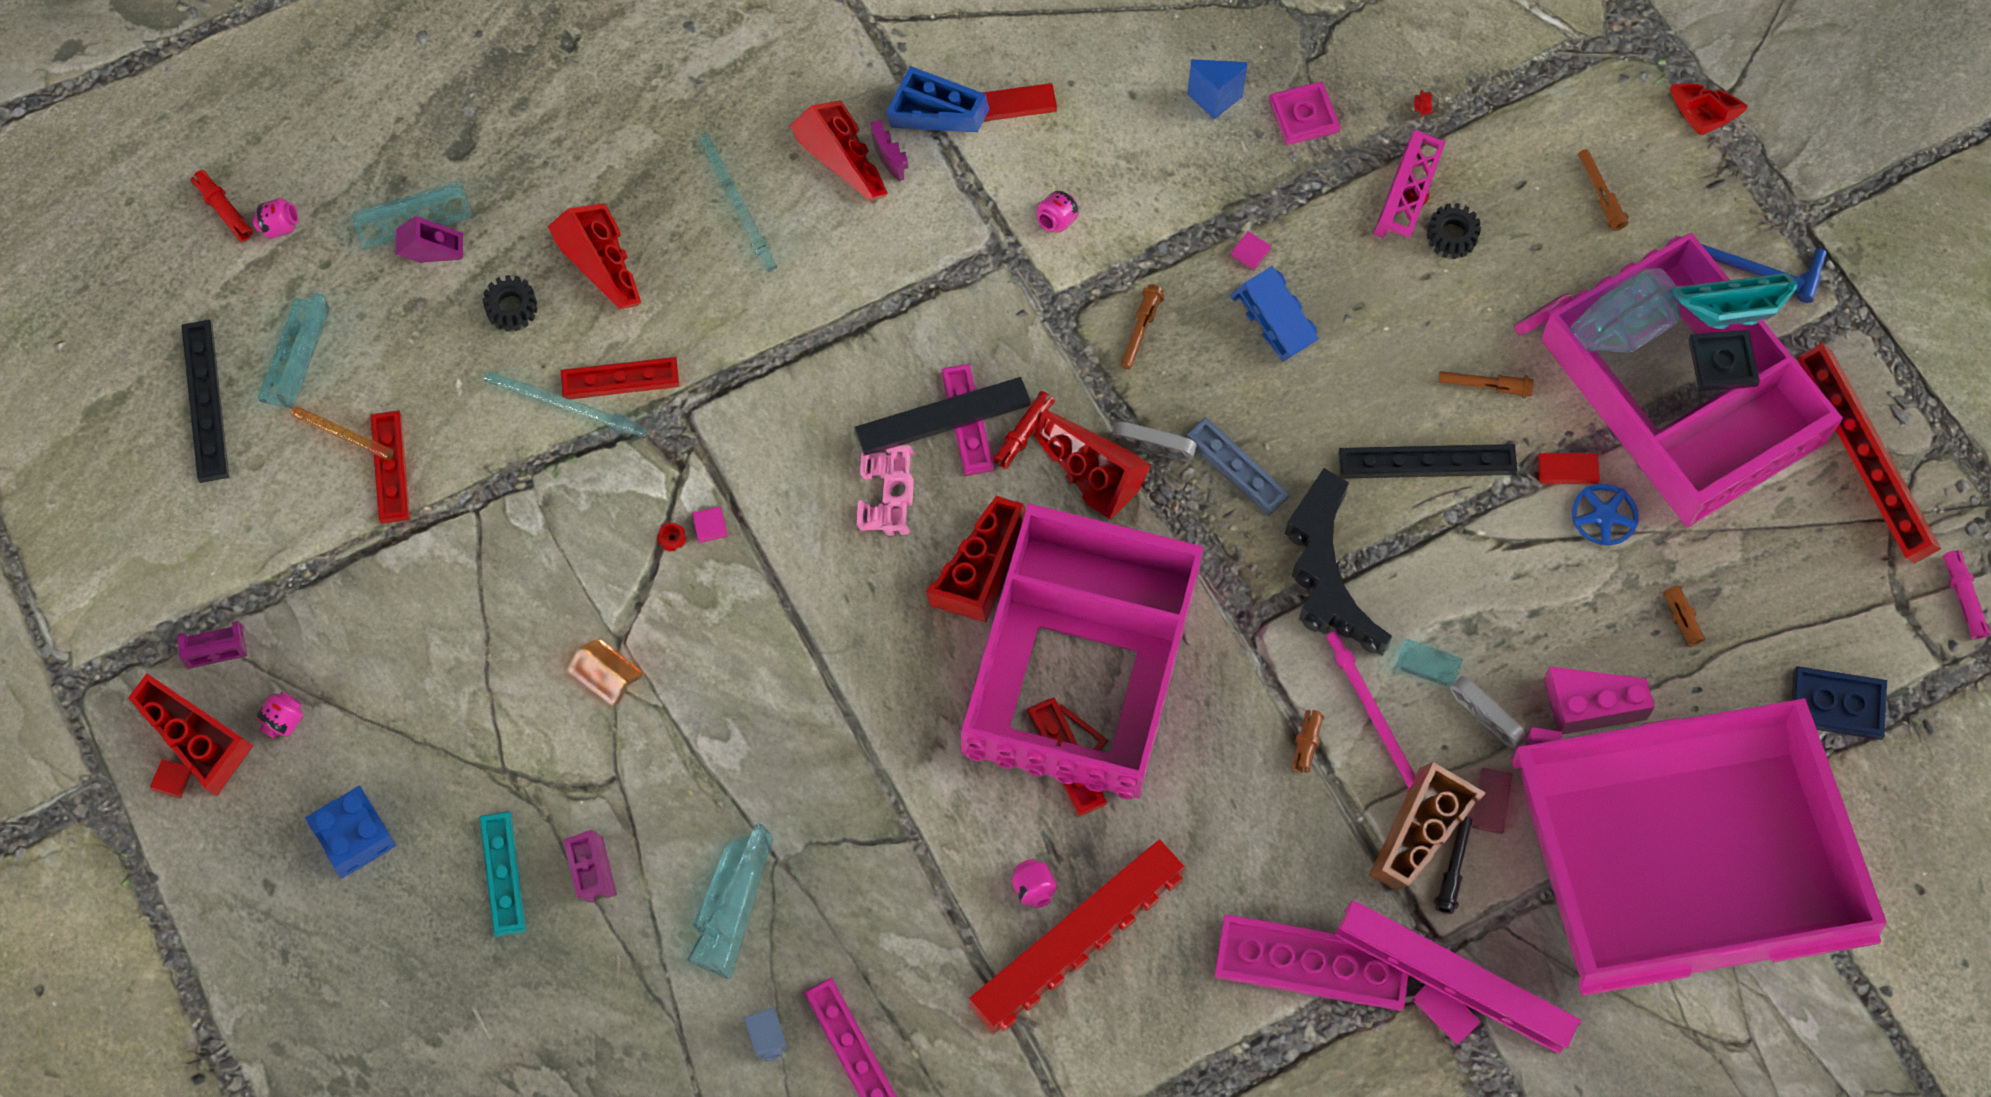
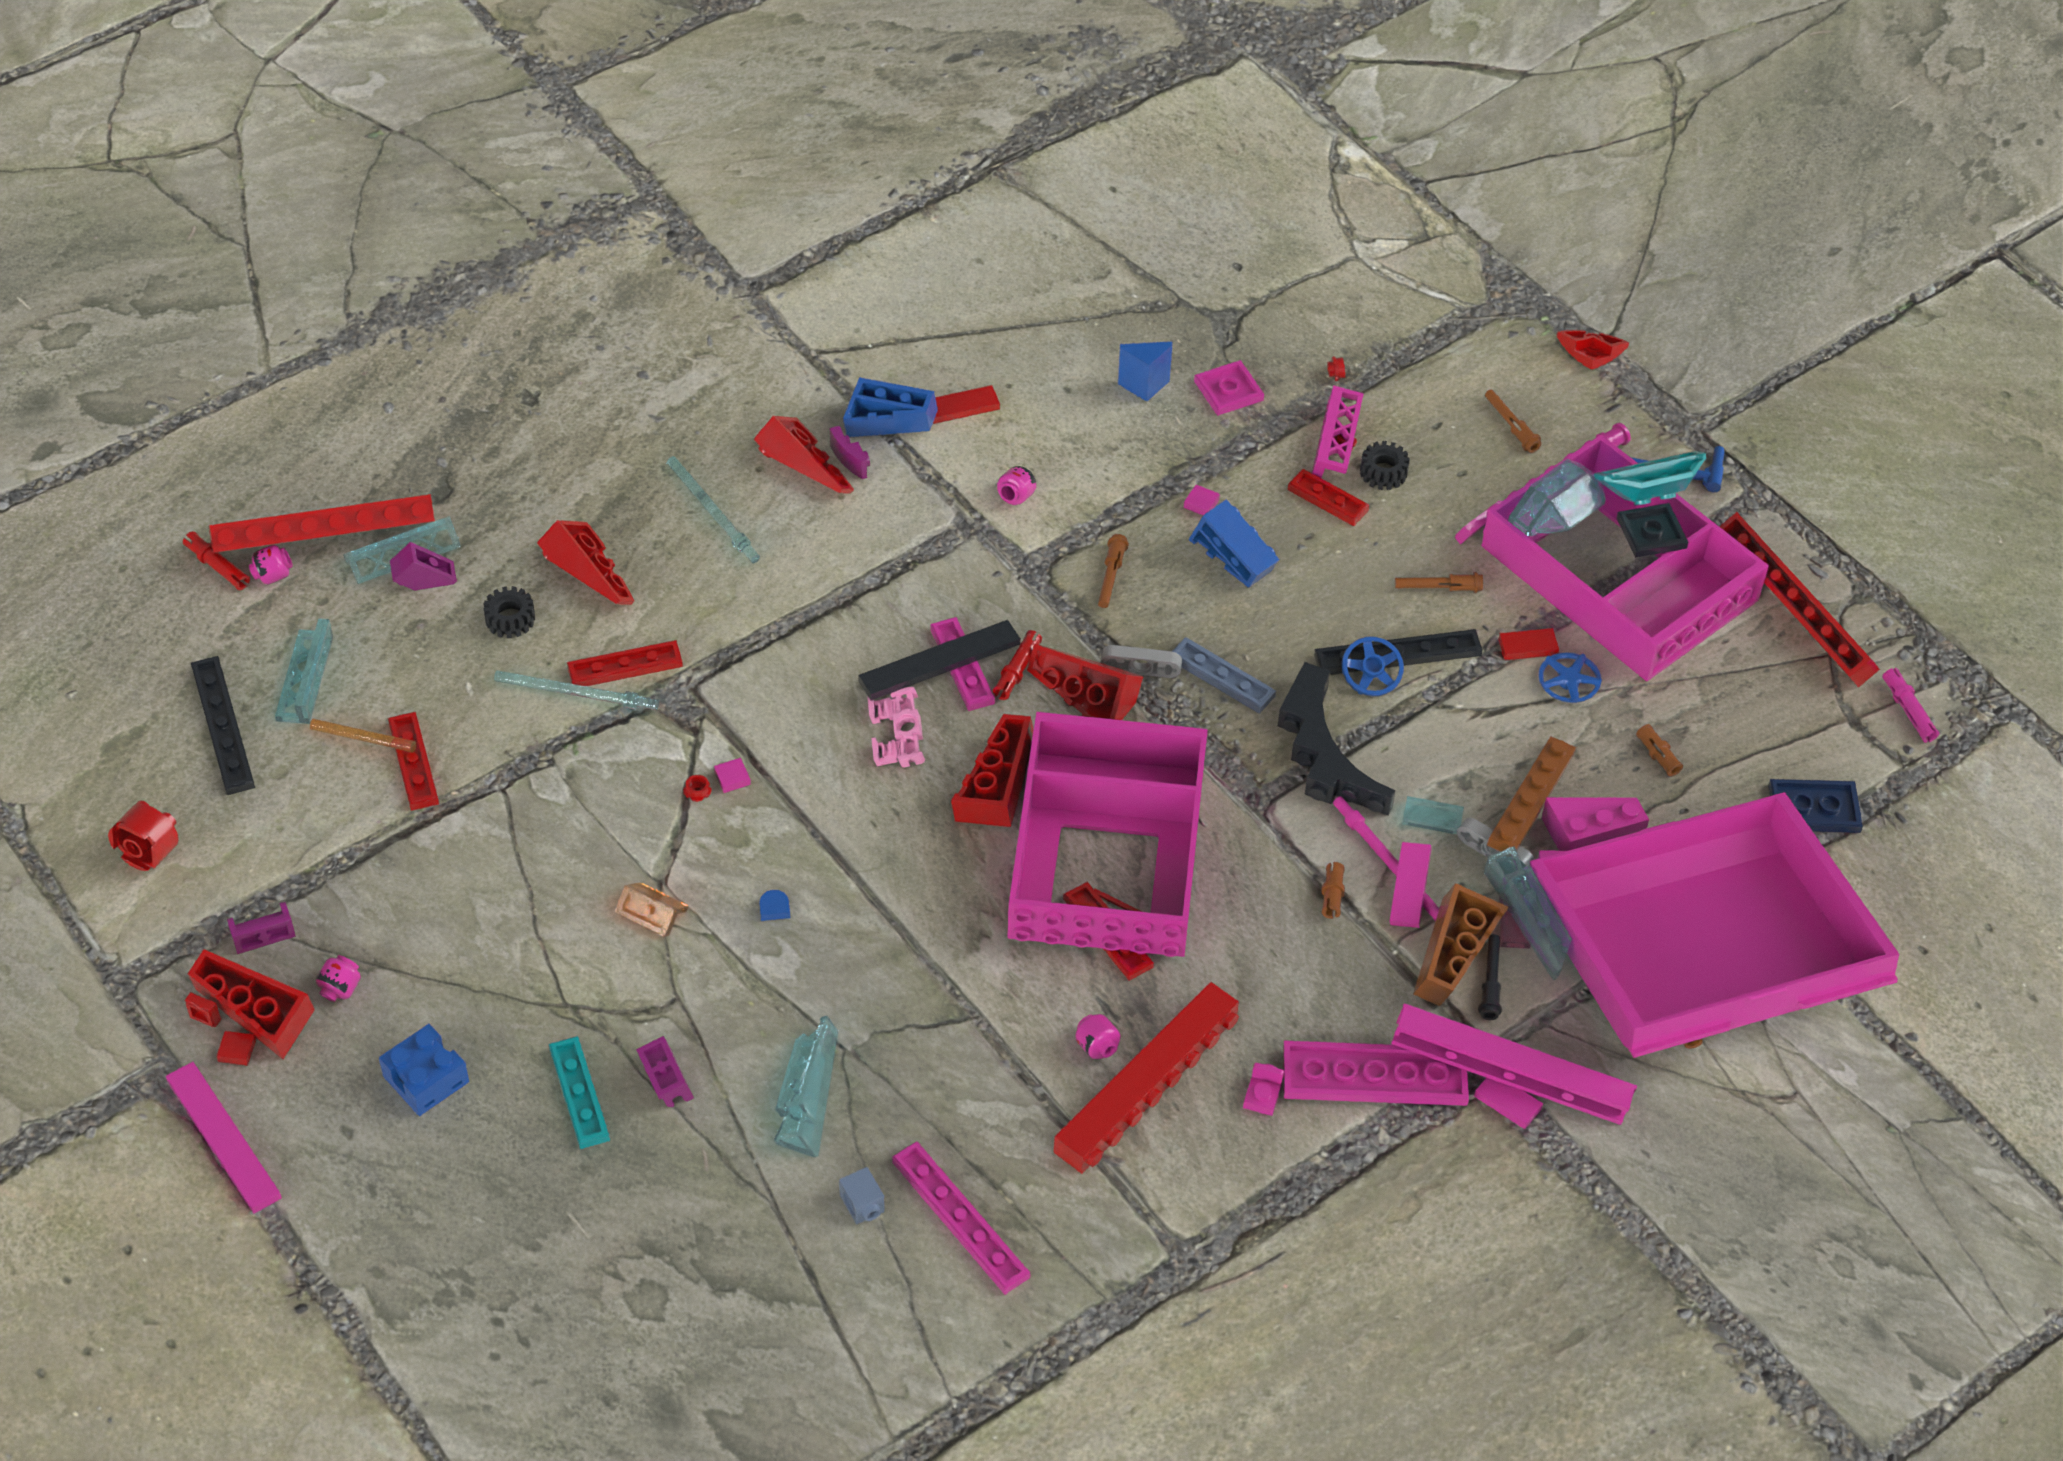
camera: 10 degrees left, 15 degrees down
(107, 528) = (144, 836): none -> red brick
(142, 733) = (202, 1010): none -> red tile
(146, 878) = (223, 1137): none -> dark pink tile
(329, 179) = (321, 523): none -> red brick
(729, 684) = (774, 905): none -> blue tile
(1194, 965) = (1264, 1088): none -> dark pink bracket
(1387, 261) = (1328, 497): none -> red tile
(1389, 747) = (1410, 885): none -> dark pink tile
(1396, 477) = (1372, 667): none -> blue wheel
(1508, 797) = (1529, 908): none -> clear light blue wedge
(1536, 658) = (1532, 795): none -> dark orange plate
(1707, 225) = (1617, 435): none -> dark pink bush

